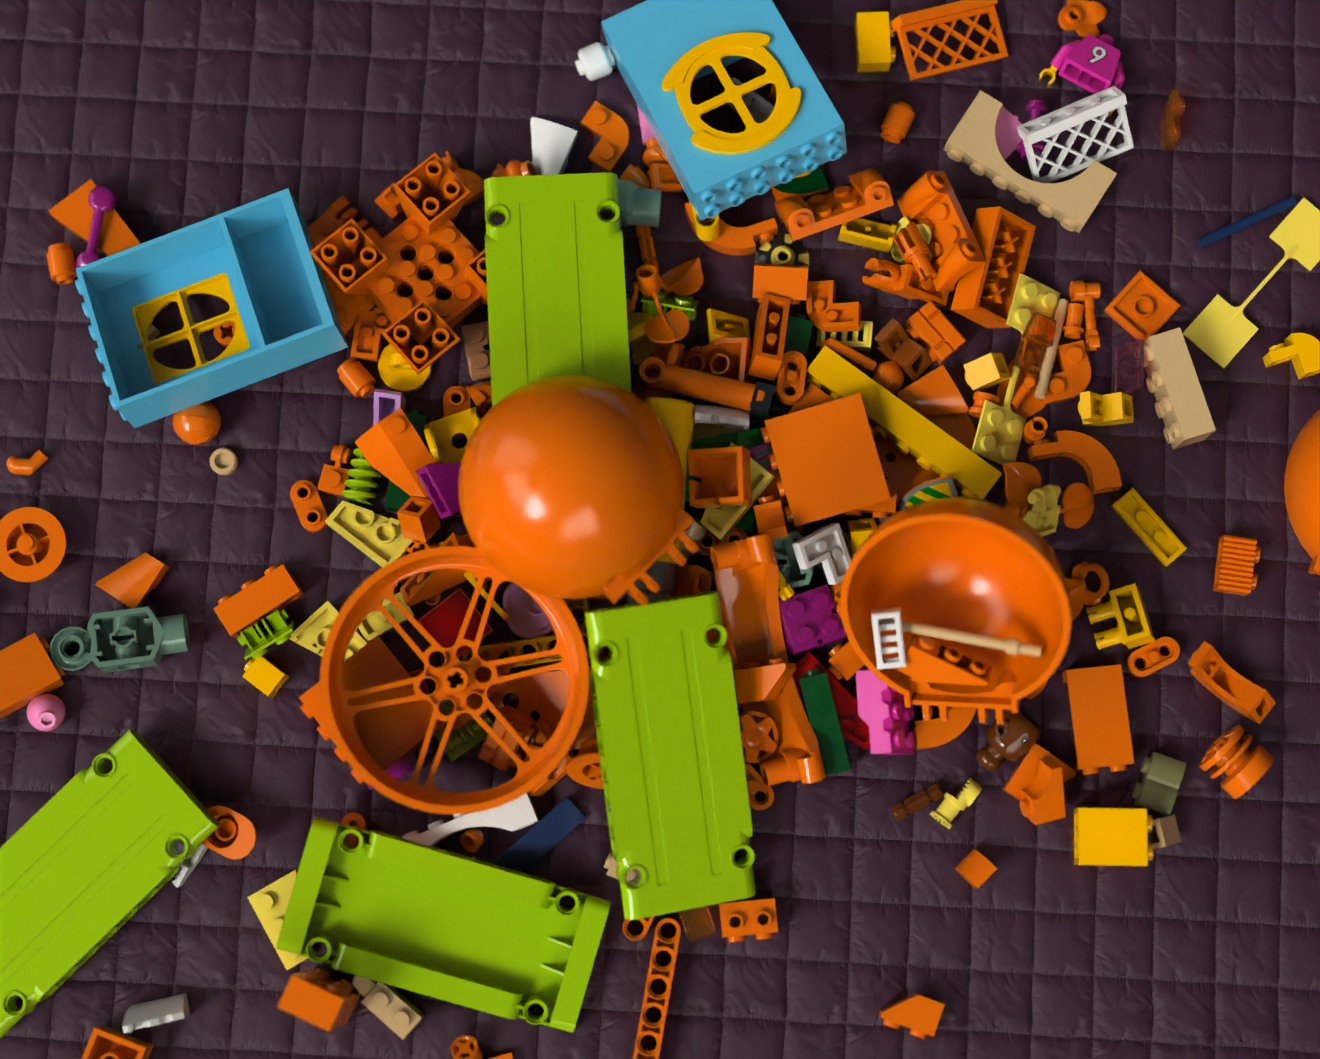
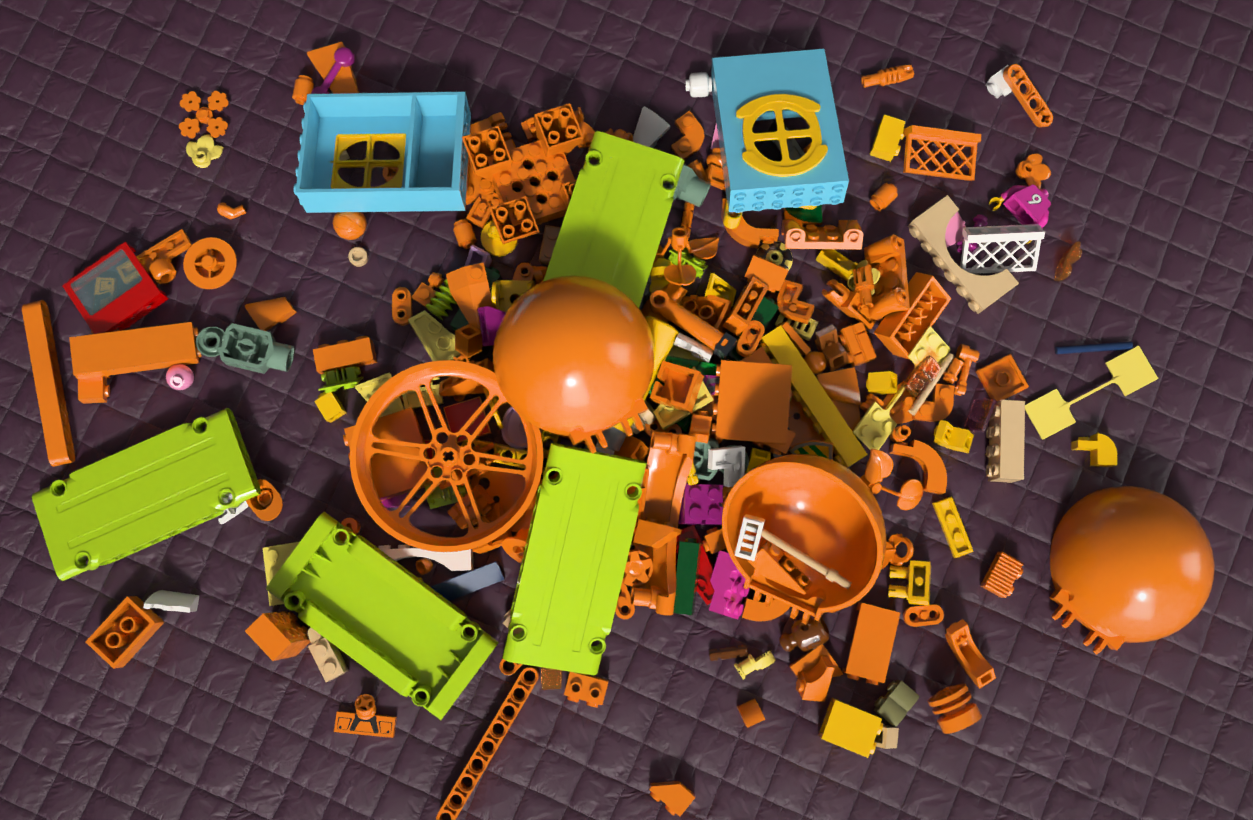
camera: 15 degrees right, 0 degrees up
(1045, 509) = (888, 489): light yellow plate -> none

